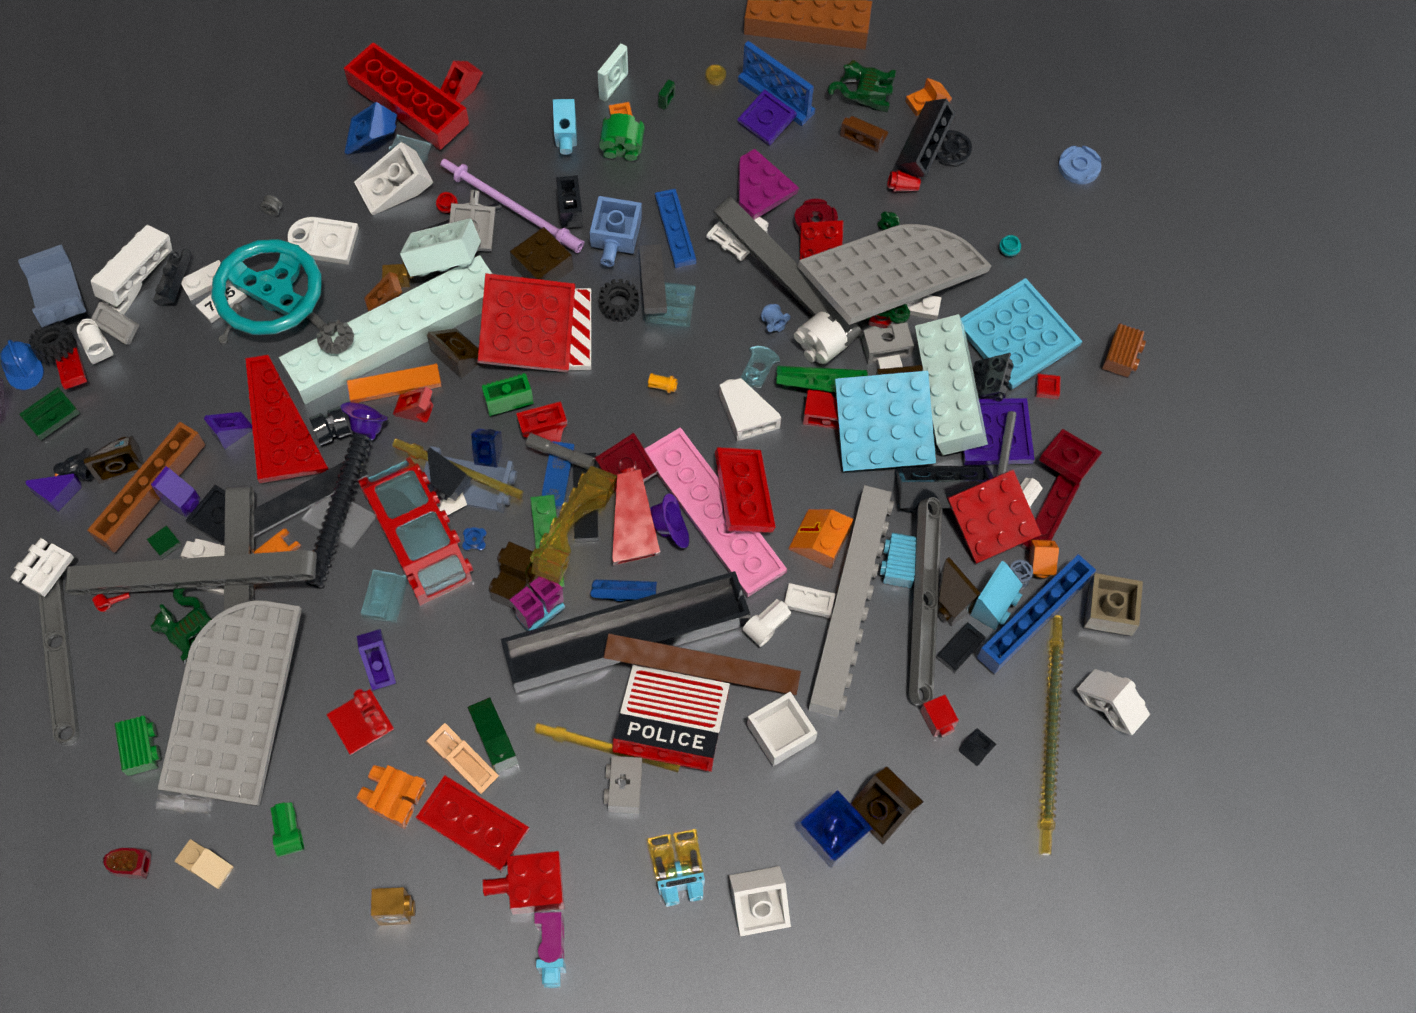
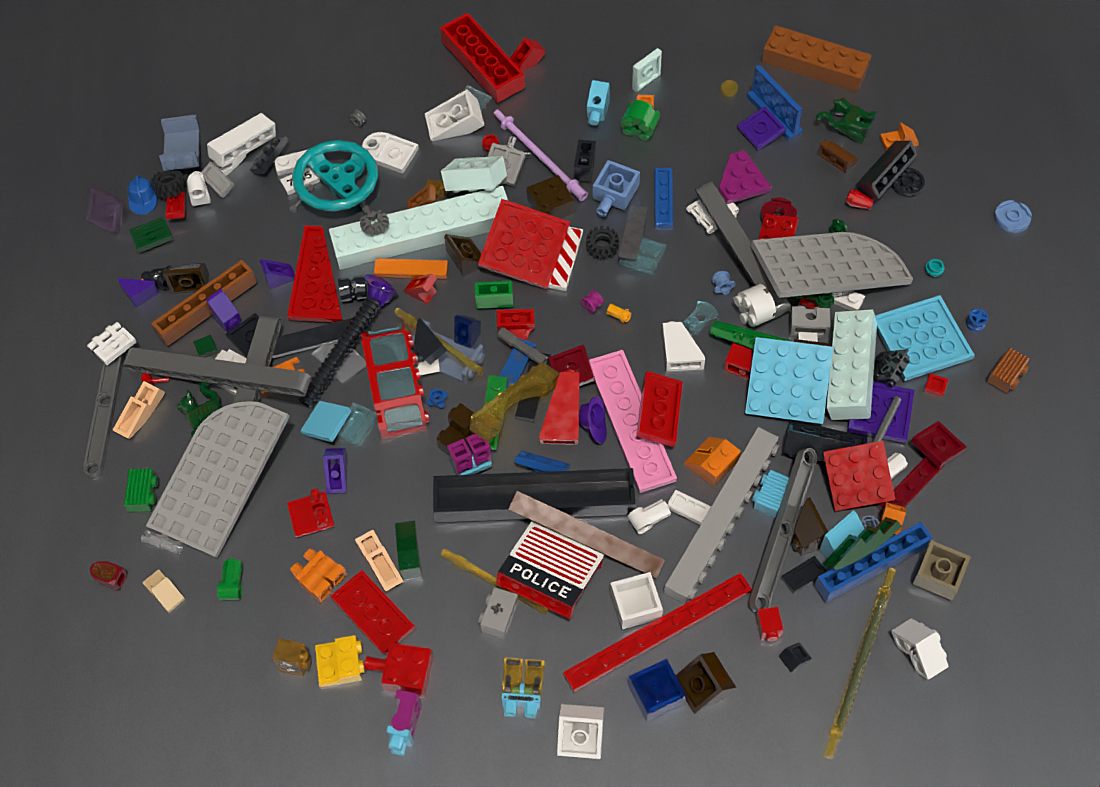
camera: 20 degrees right, 5 degrees down
(102, 644) = (138, 410): none -> light nougat slope
(345, 601) = (325, 421): none -> medium azure tile
(369, 127) = (448, 75): blue slope -> none
(449, 894) = (339, 661): none -> yellow plate
(627, 375) = (592, 301): none -> magenta wheel
(666, 94) = (685, 95): dark green tile -> none
(813, 760) = (656, 632): none -> red plate
(1016, 603) = (855, 548): none -> dark green slope
(1078, 294) = (981, 319): none -> blue wheel

